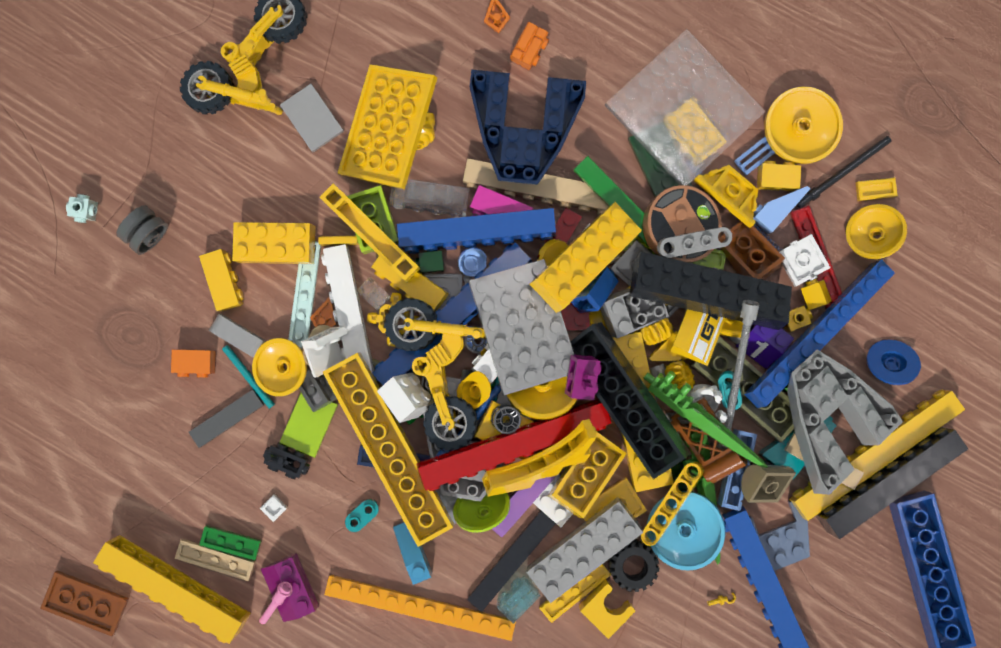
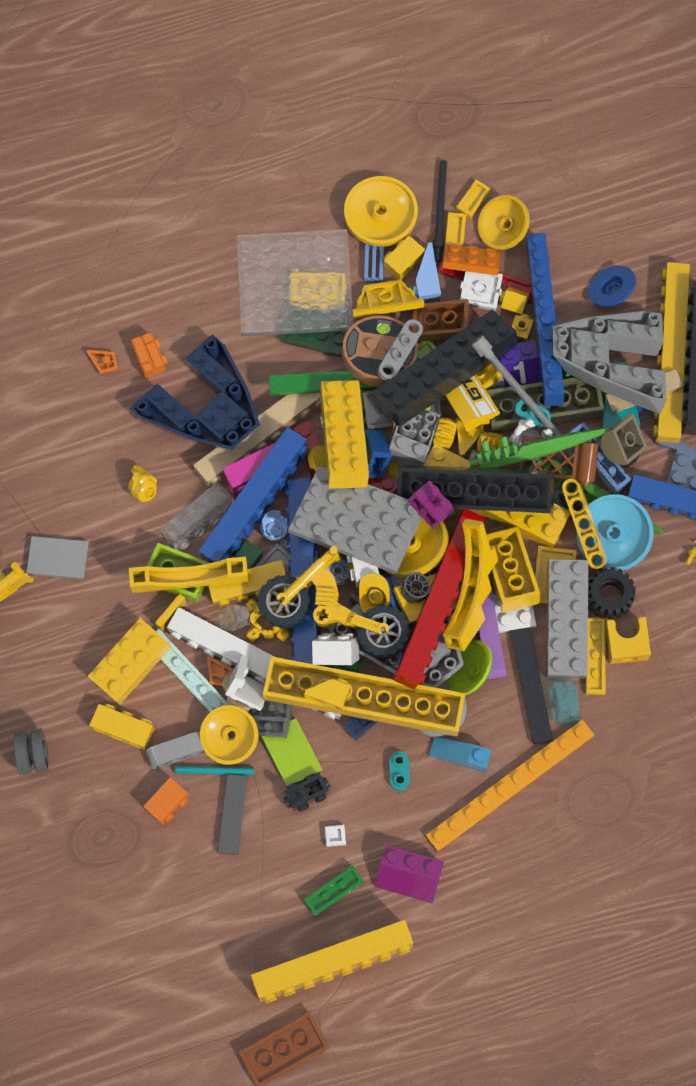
camera: 45 degrees left, 15 degrees down
(215, 560) = (337, 914): tan plate -> none
(283, 590) = (409, 880): bright pink pin -> none
(362, 425) = (329, 693): none -> yellow slope
(387, 126) = (116, 503): yellow plate -> none
(822, 231) = (471, 259): none -> orange plate
(836, 197) = (455, 228): none -> yellow tile

